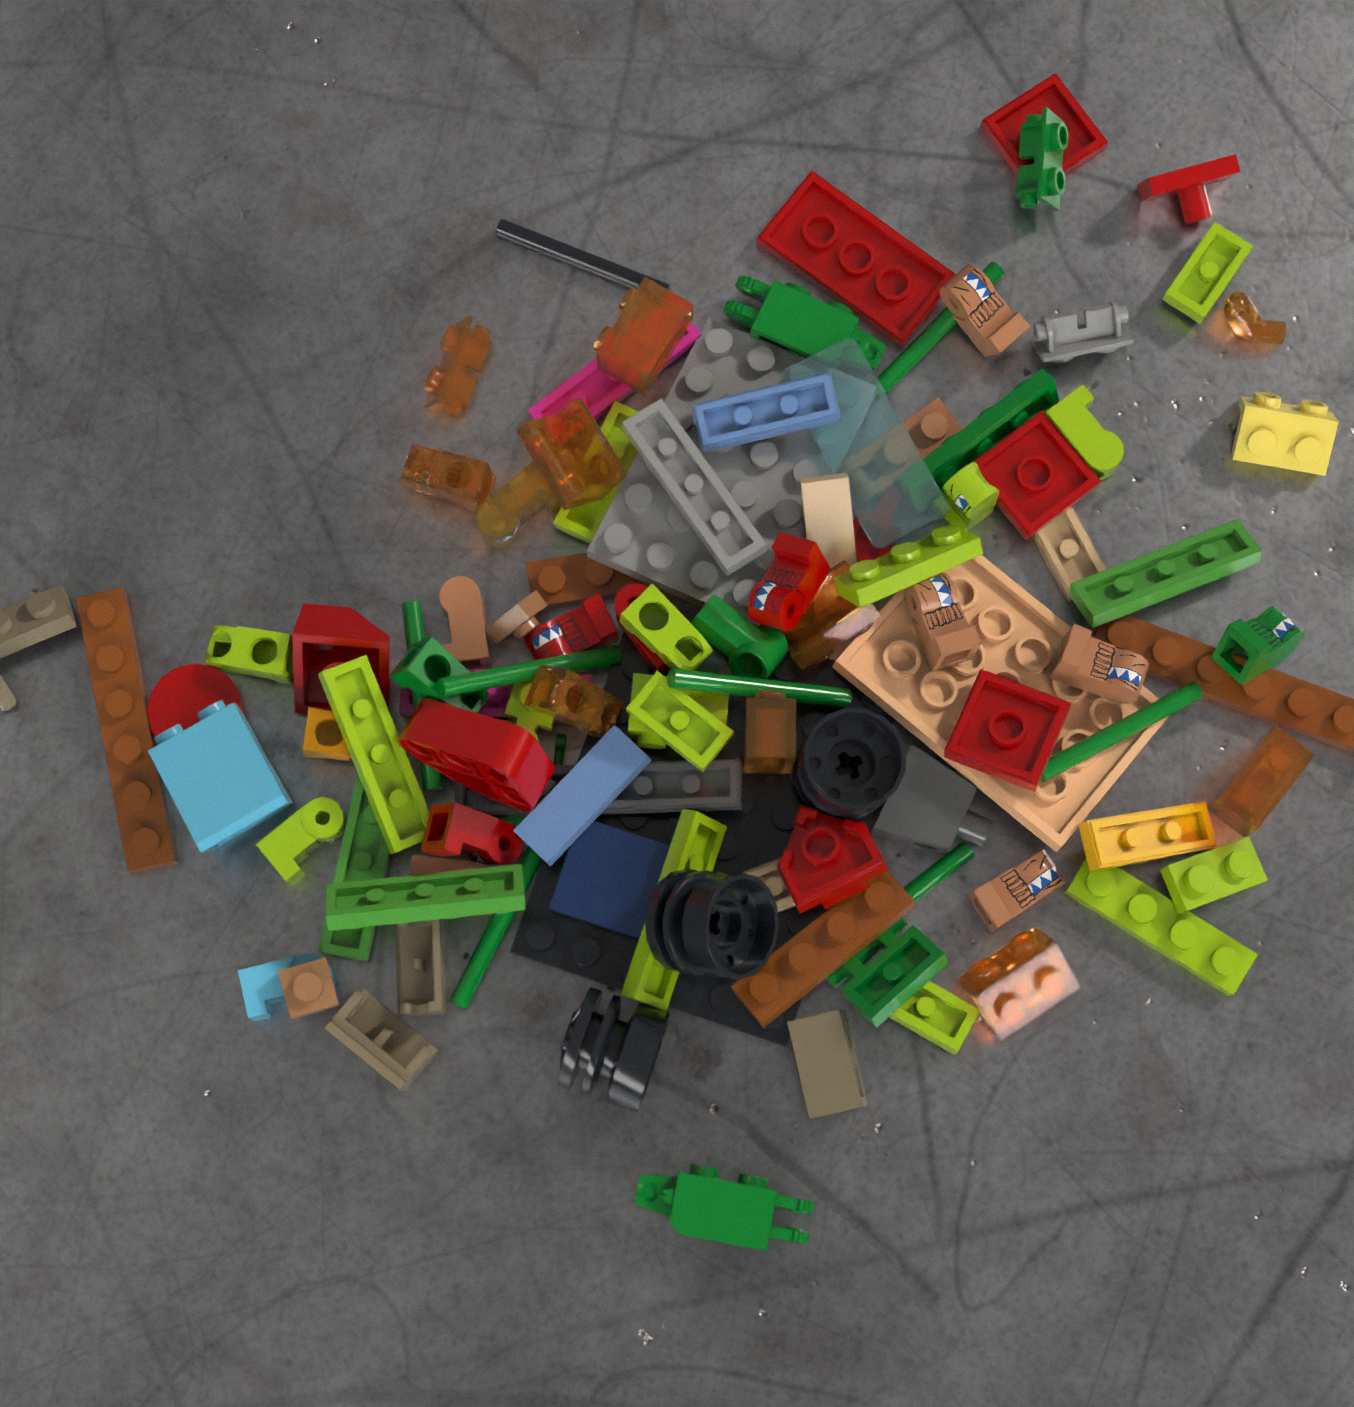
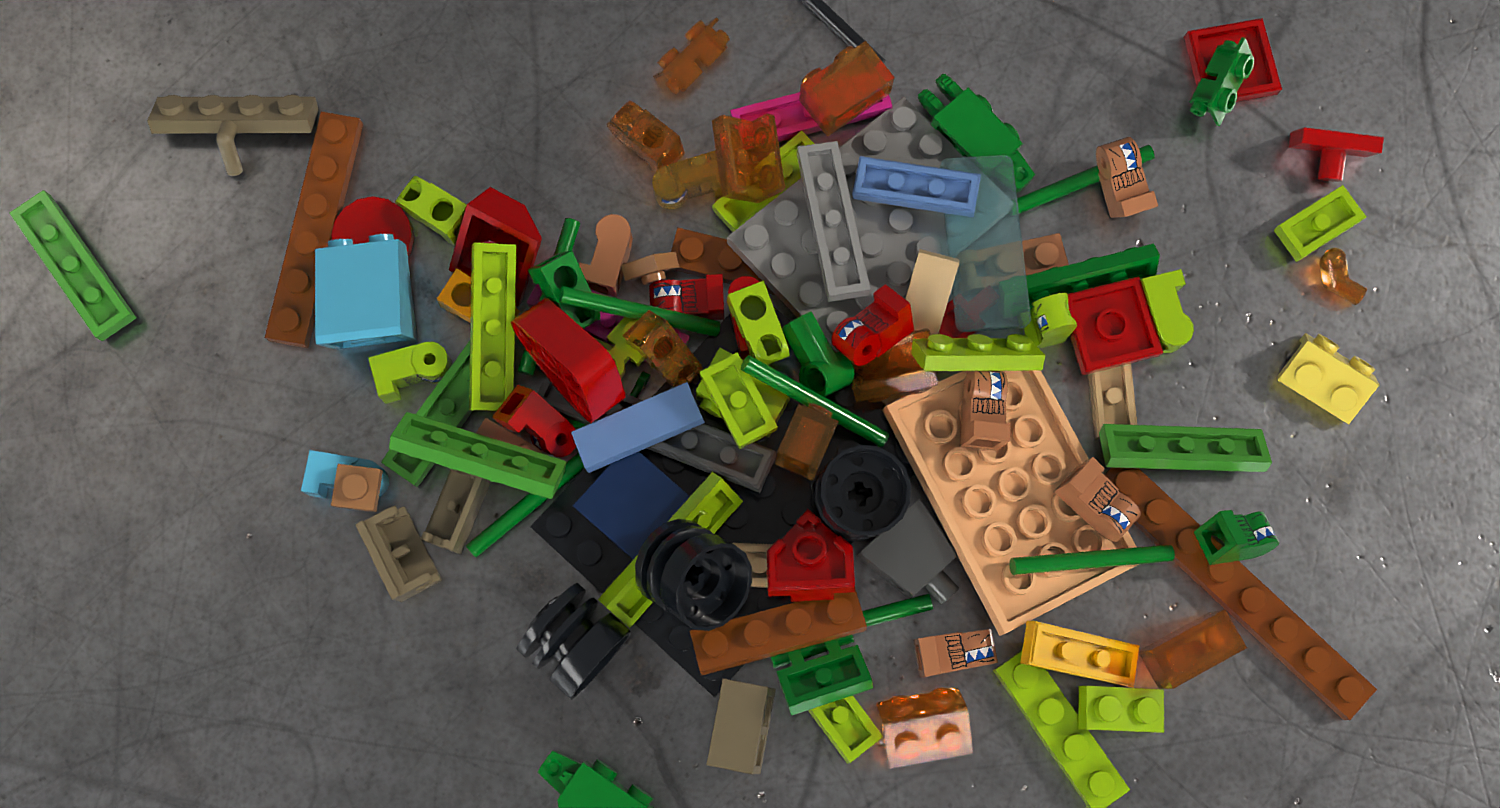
camera: 20 degrees right, 0 degrees up
(855, 259) = (1040, 99): red tile -> none
(1007, 730) = (1001, 520): red tile -> none
(1061, 338) = (1179, 227): light grey hinge -> none

